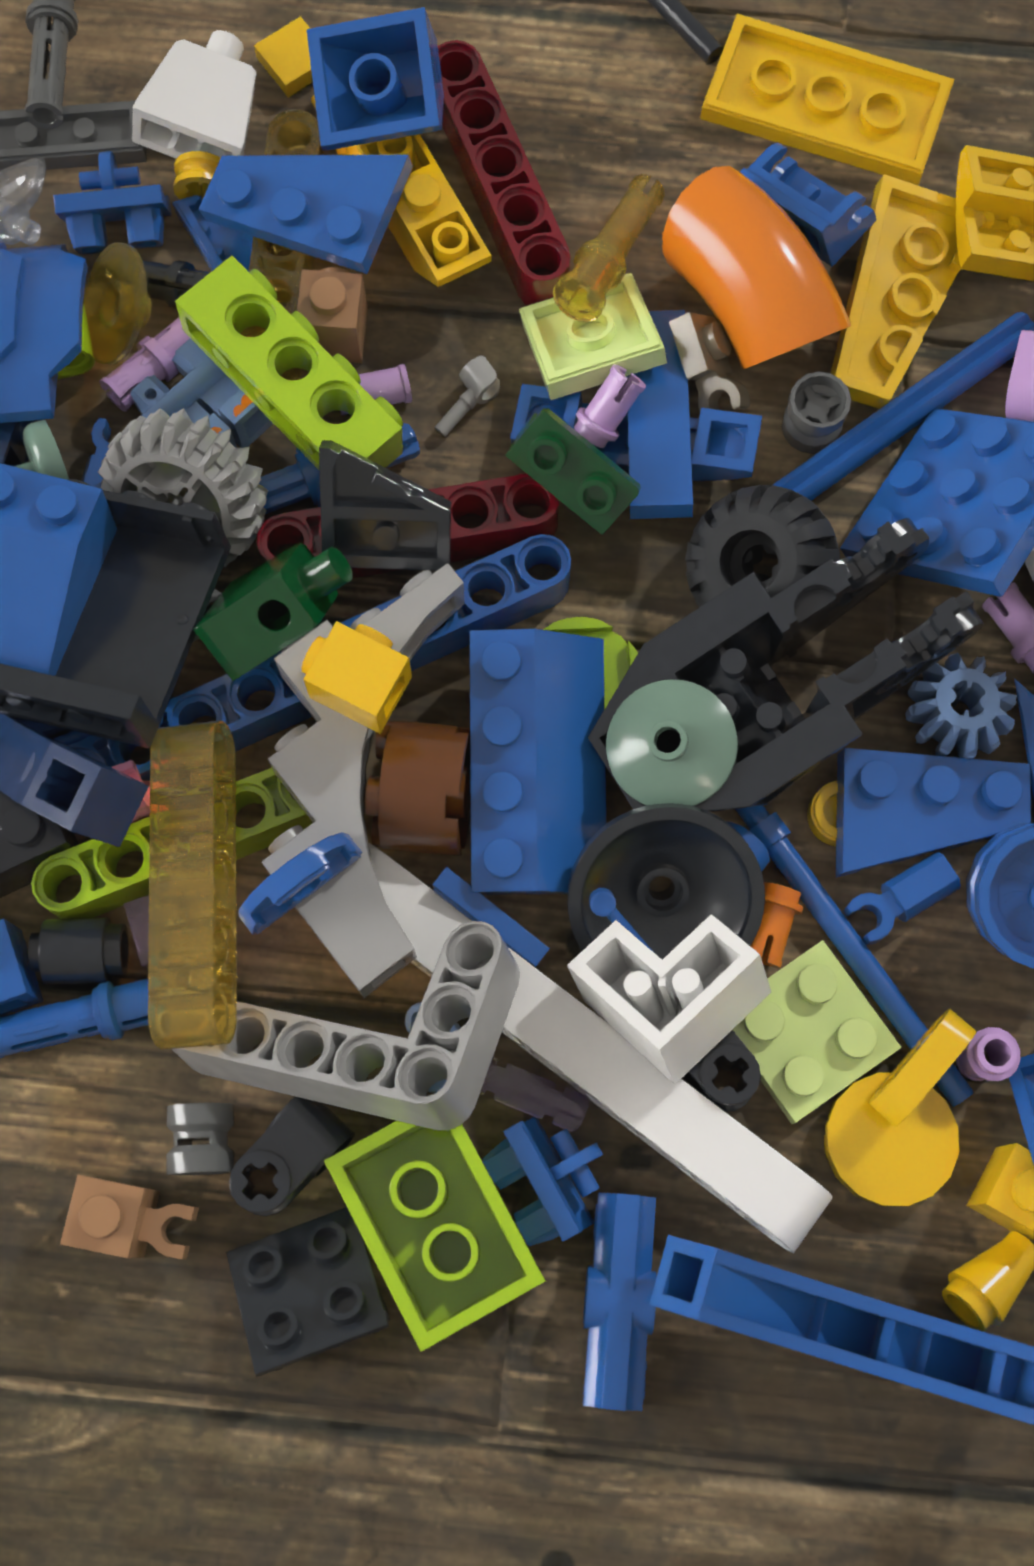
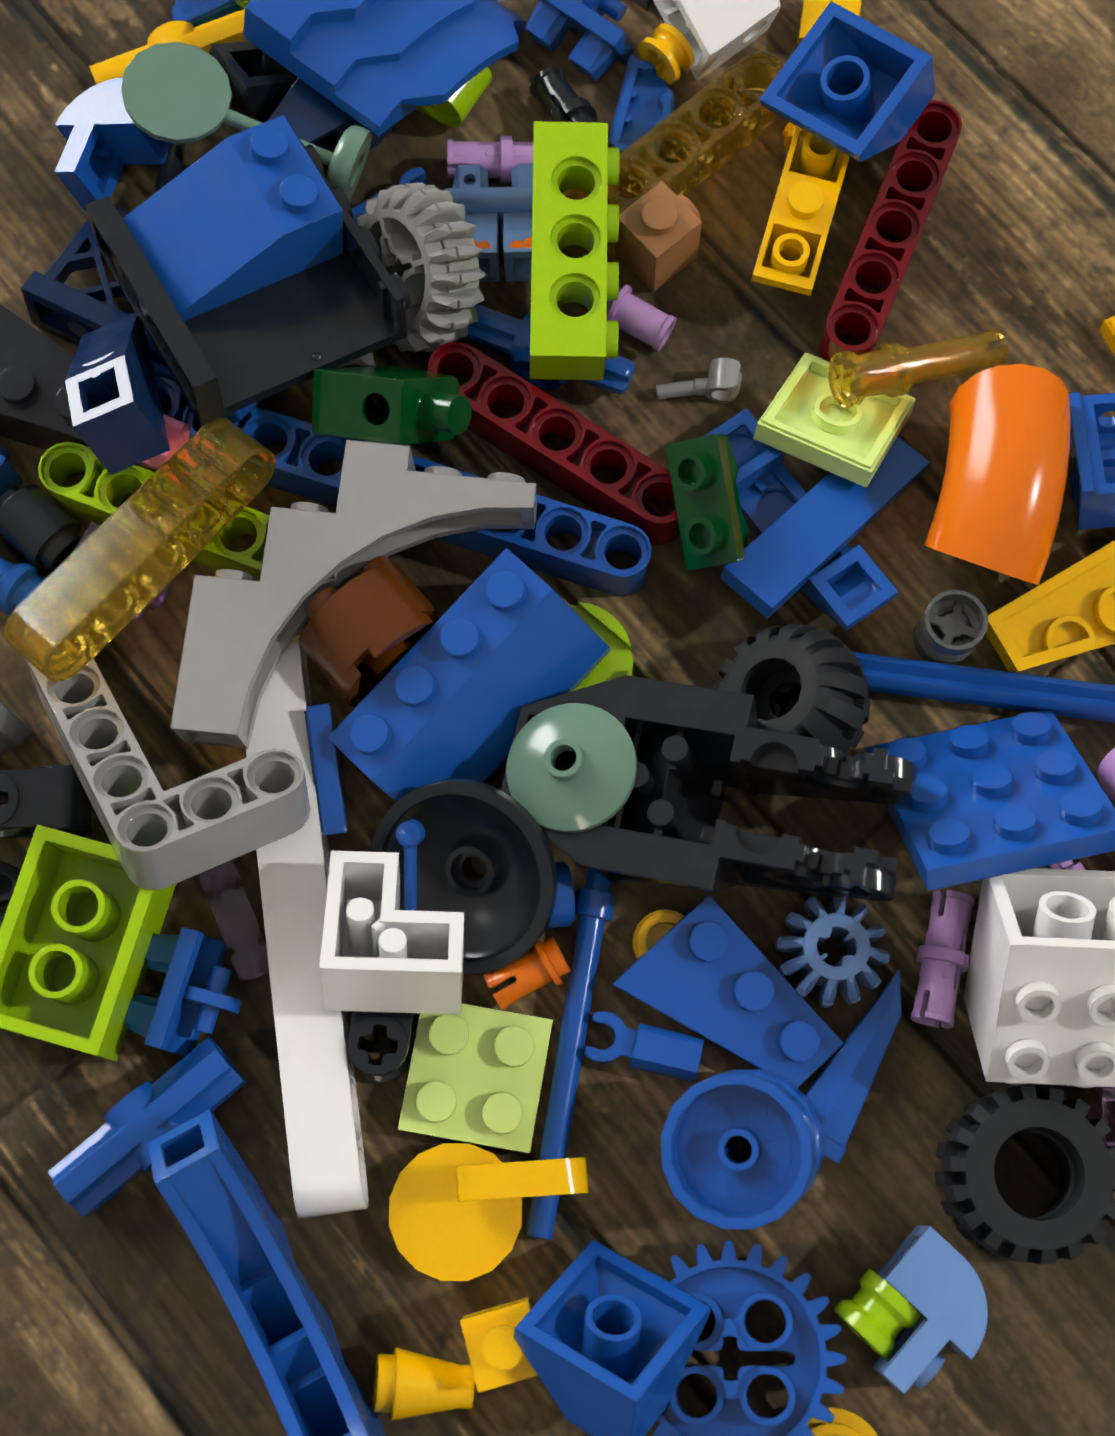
camera: 45 degrees right, 0 degrees up
(116, 302) = (512, 94): clear yellow dish -> none
(297, 880) = (203, 609): blue tile -> none
(310, 202) = (716, 136): blue wing -> none
(356, 674) = (383, 501): yellow brick -> none
(379, 515) = (527, 407): black wing -> none
(608, 407) = (776, 485): lavender pin -> none
(704, 358) = (905, 515): dark tan plate -> none
(1001, 1049) = (595, 1235): lavender pin -> none

